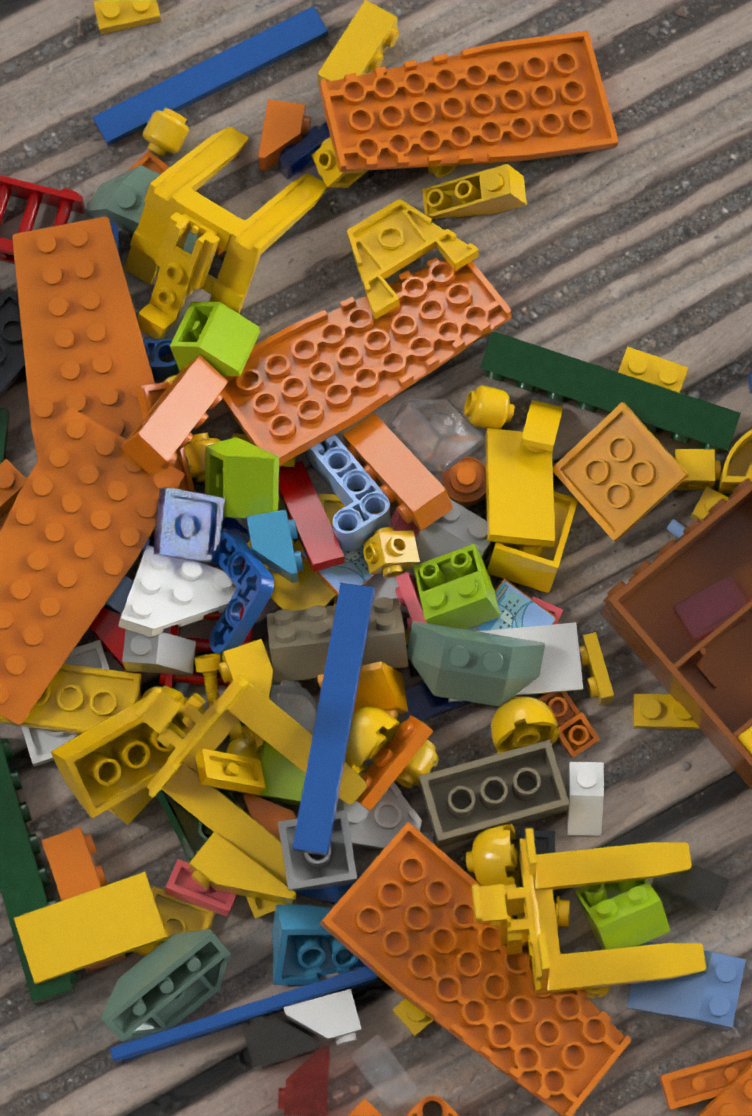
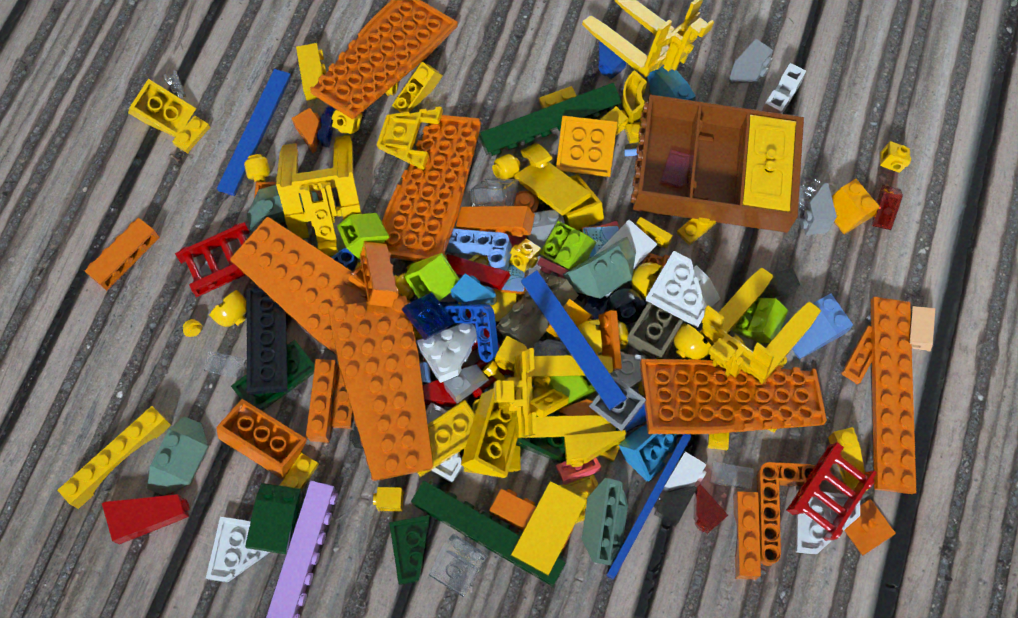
camera: 40 degrees left, 5 degrees down
(461, 733) = (627, 304): none -> black cylinder
(540, 775) = (679, 290): none -> white plate

